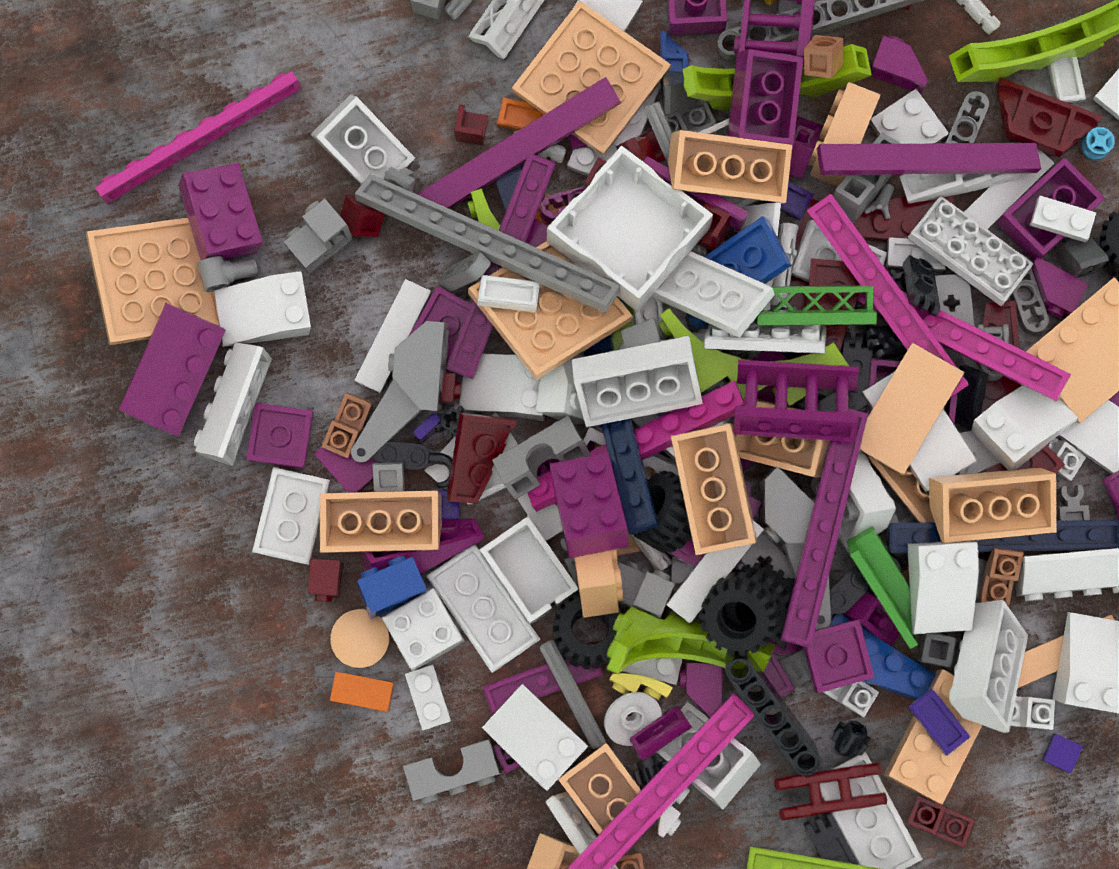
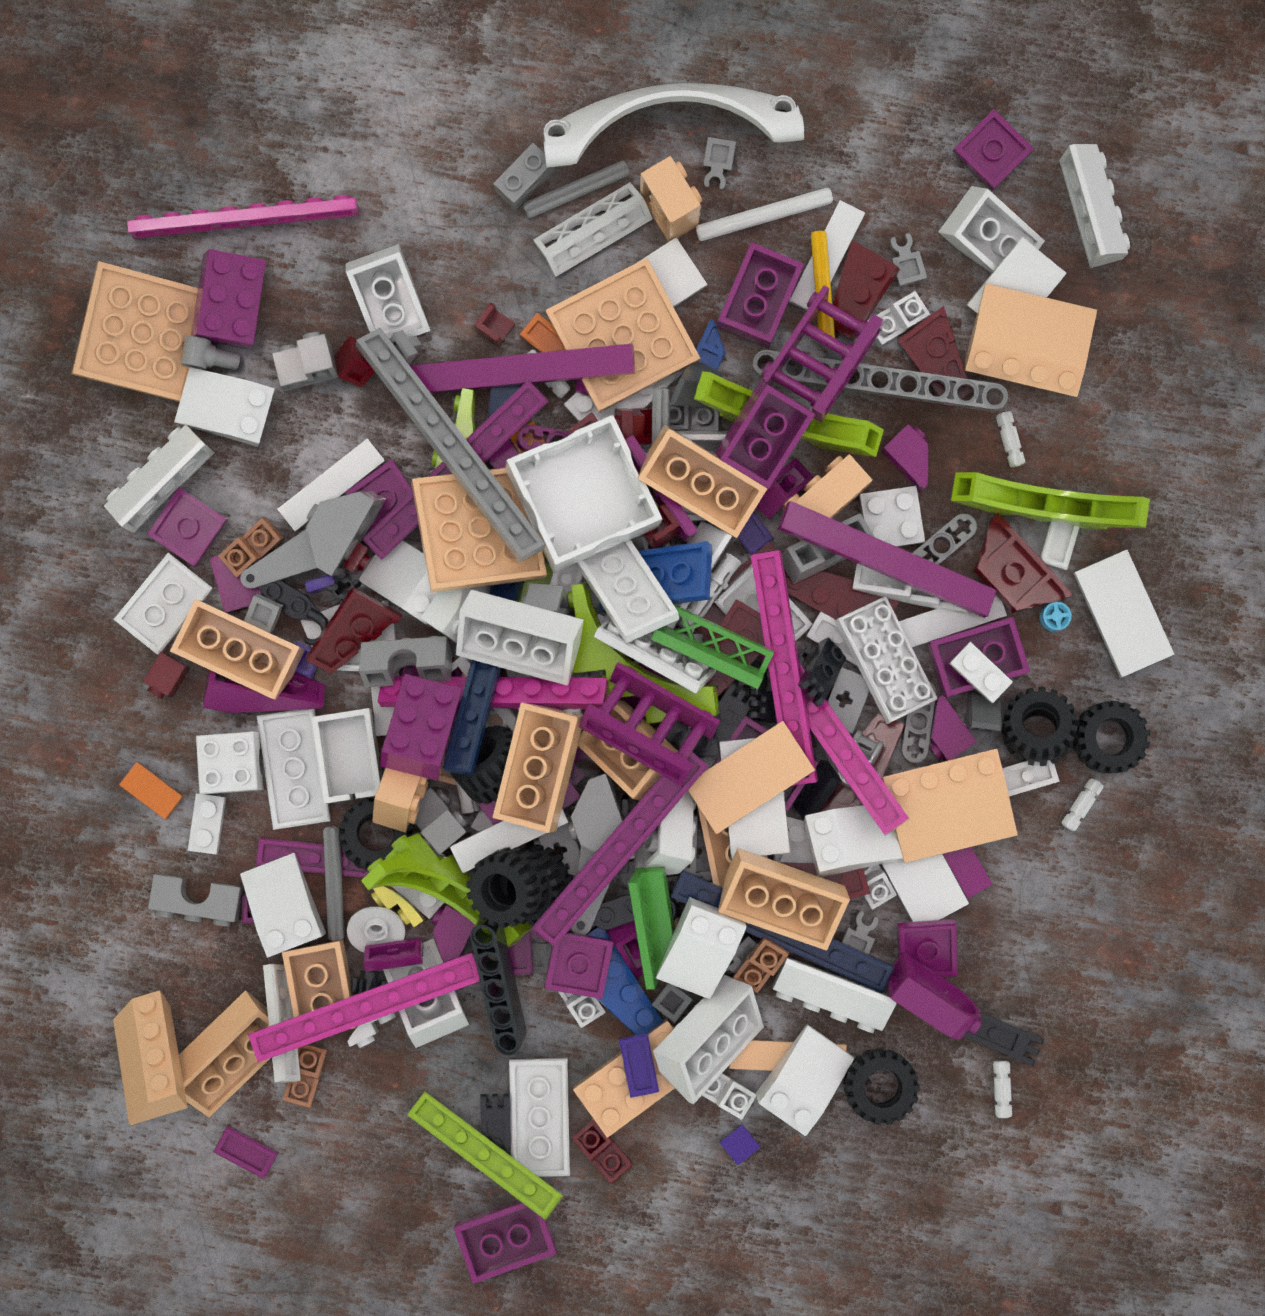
camera: 20 degrees right, 5 degrees up
(172, 369) = (117, 422): magenta slope -> none
(358, 639) = (171, 742): light nougat dish -> none
(390, 587) = (216, 712): blue slope -> none
(464, 272) = (419, 460): light grey beam -> none
(508, 293) = (445, 501): white tile -> none
(823, 56) = (835, 421): nougat brick -> none
(846, 800) = (500, 1084): dark red piece -> none
(850, 738) = (558, 1041): black gear -> none
(882, 201) = (831, 575): light grey bar -> none

